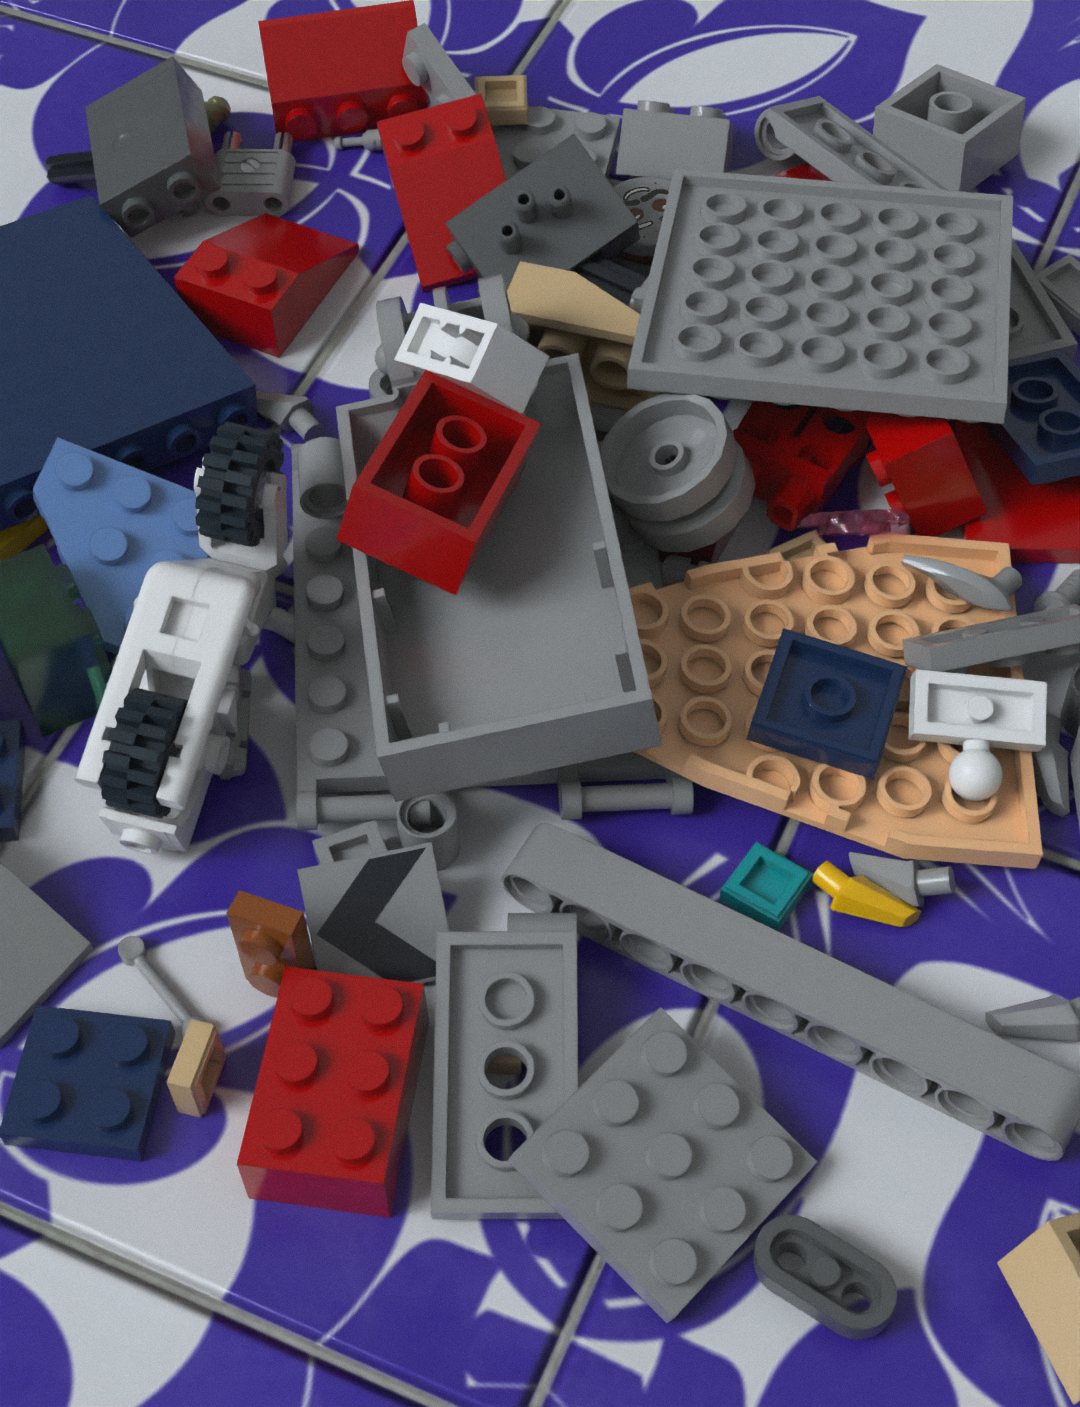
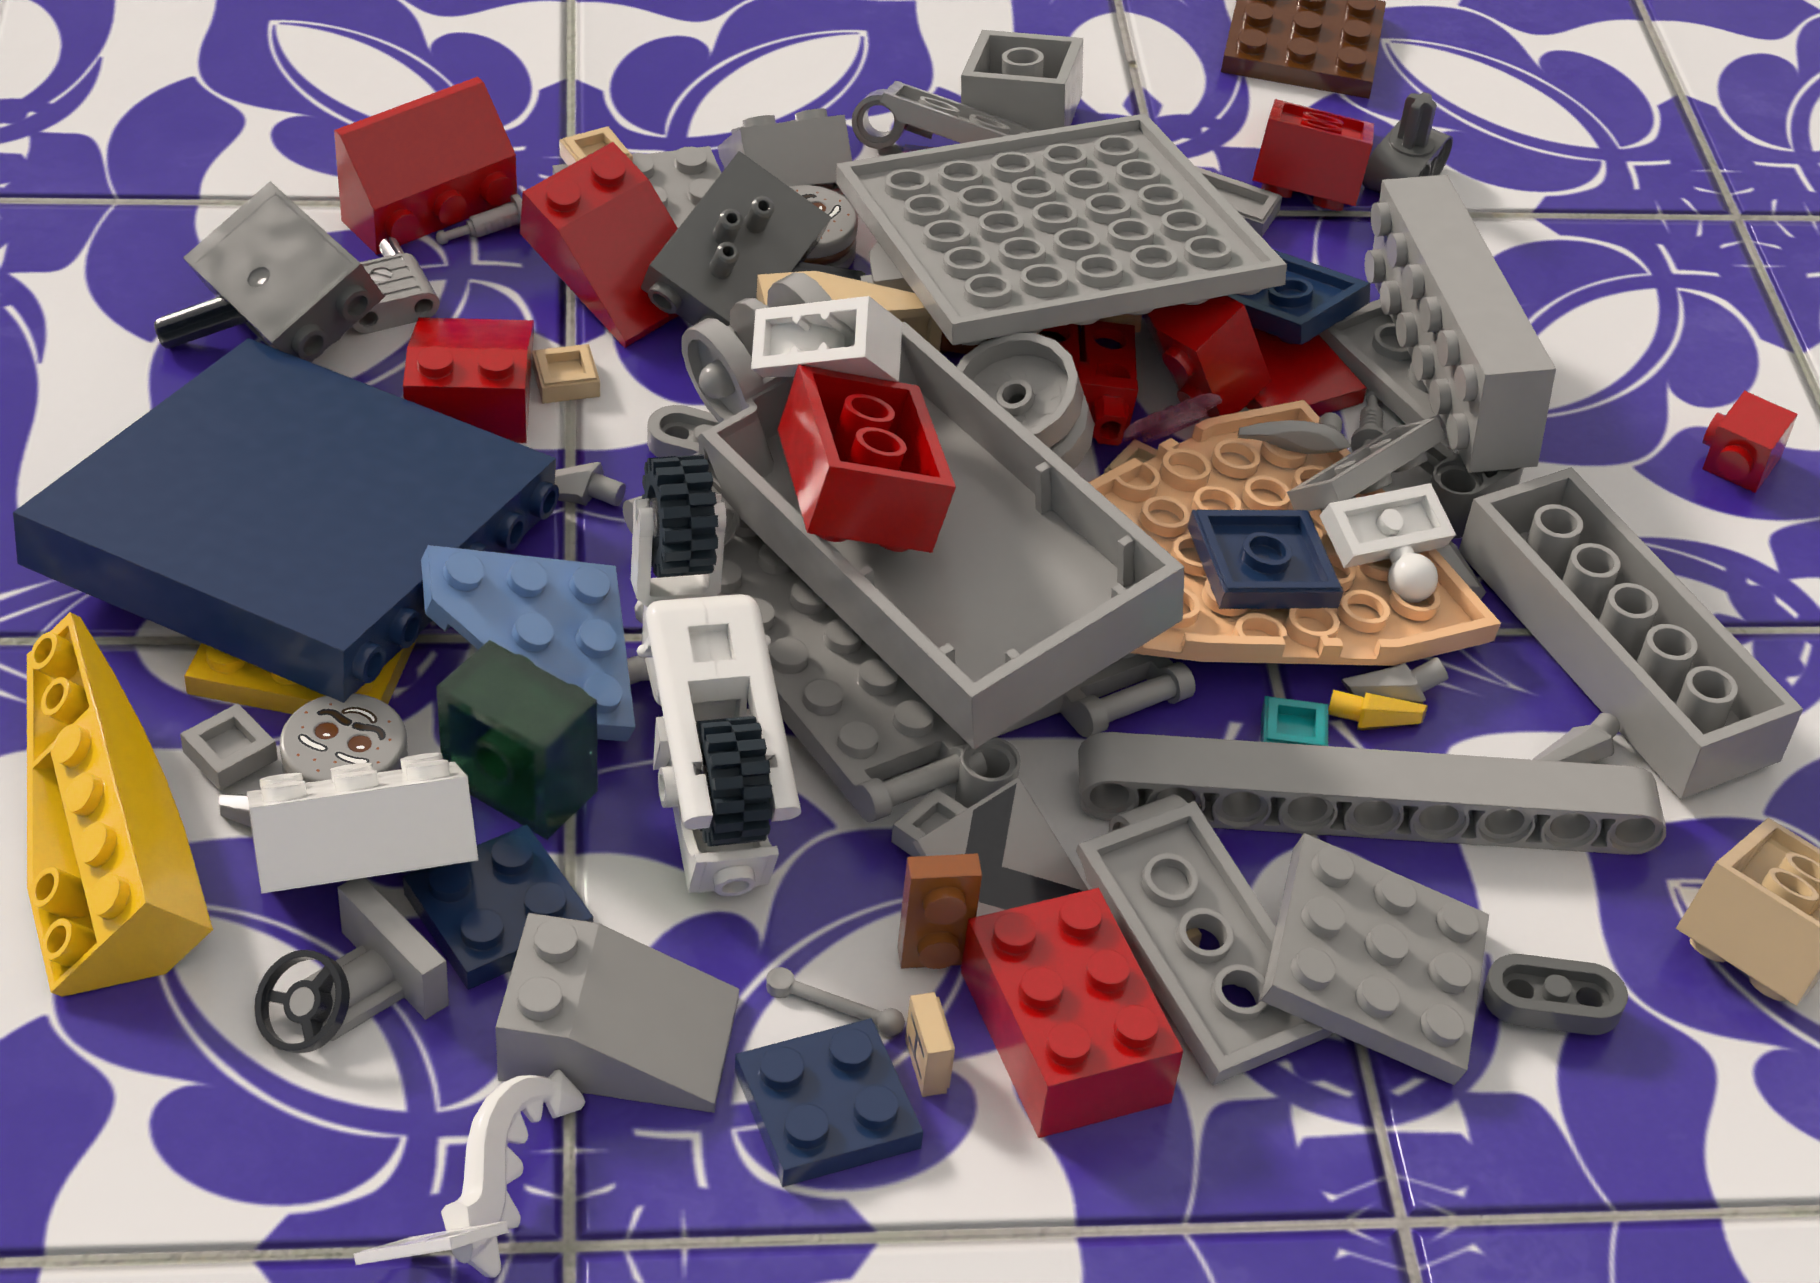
camera: 35 degrees left, 10 degrees down
(350, 302) = (565, 373): none -> tan tile
(432, 68) = (537, 140): light grey plate -> none

